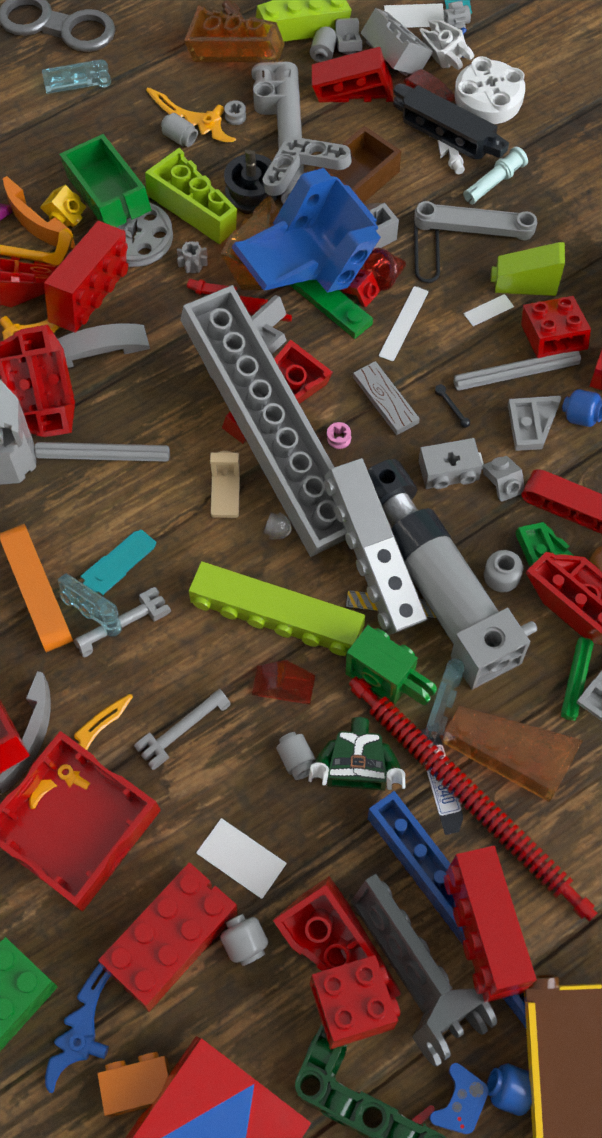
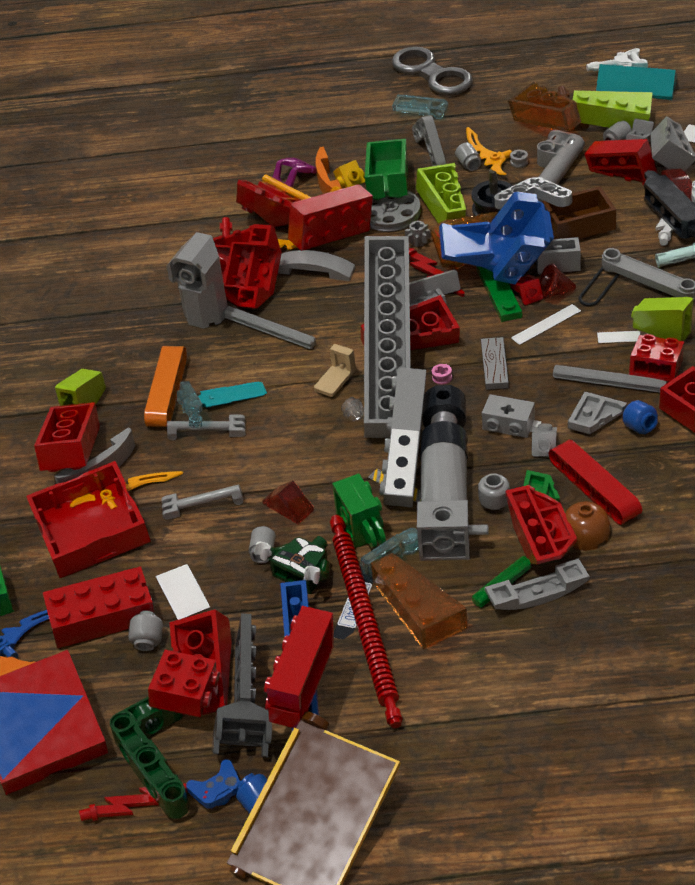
camera: 35 degrees right, 20 degrees down
(120, 110) = (426, 131): none -> light grey beam
(275, 608) = (307, 449): lime brick -> none
(440, 390) = (541, 373): black hinge -> none

